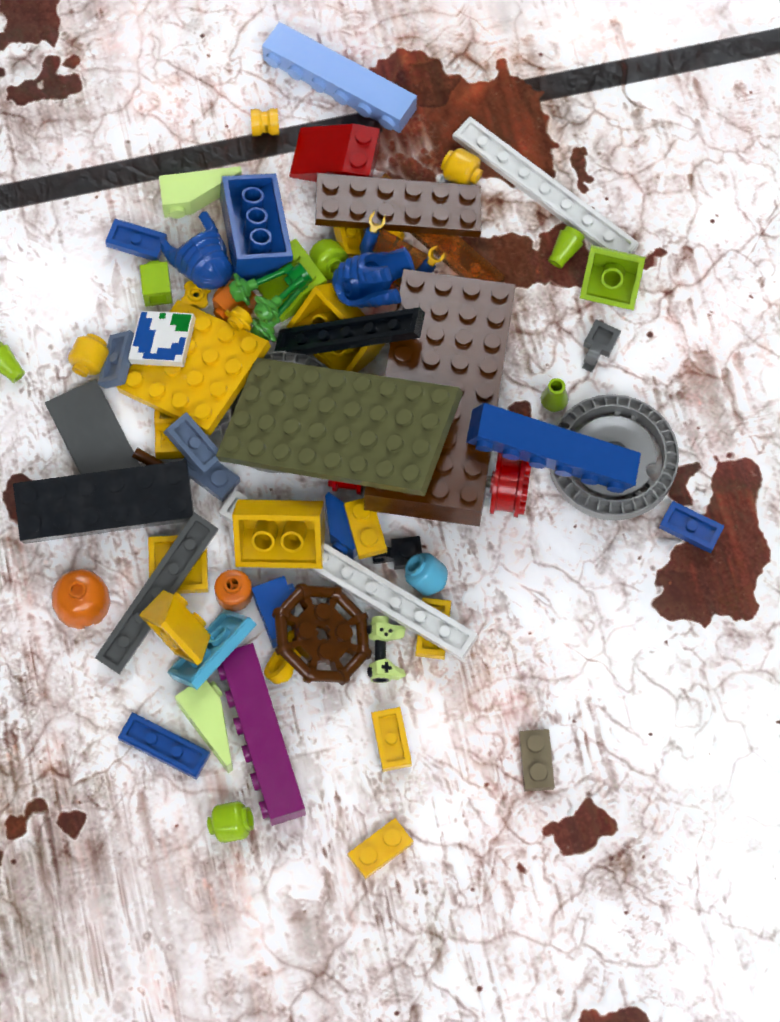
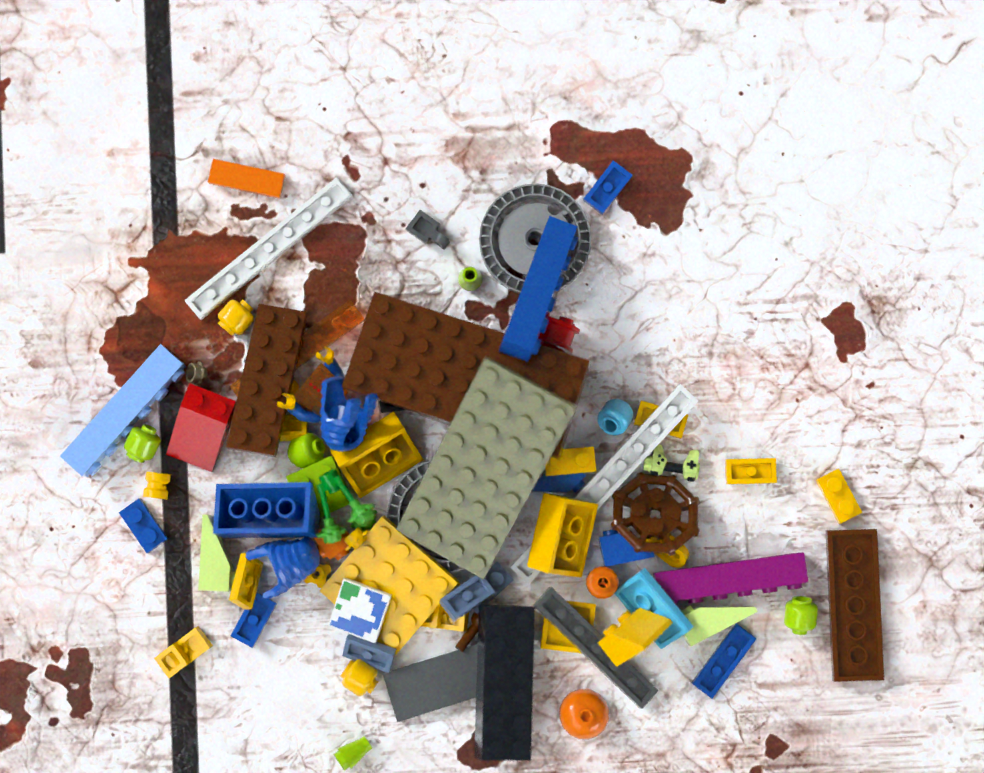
camera: 80 degrees left, 15 degrees up
(90, 179) = (183, 652): none -> yellow slope
(156, 283) = (300, 607): lime brick -> none
(173, 221) = (246, 582): none -> yellow plate
(220, 119) = (143, 525): none -> blue plate
(252, 885) = (854, 605): none -> reddish brown plate
(307, 100) = (142, 443): none -> lime head
(352, 332) = (394, 442): black plate -> none
(393, 140) = (196, 373): none -> dark tan plate
(400, 552) = (588, 431): black plate -> none
(536, 760) = (785, 355): dark tan plate -> none
(566, 245) = (329, 240): lime cone -> none
(612, 277) = (369, 207): lime slope -> none
(616, 155) = (246, 178): none -> orange tile

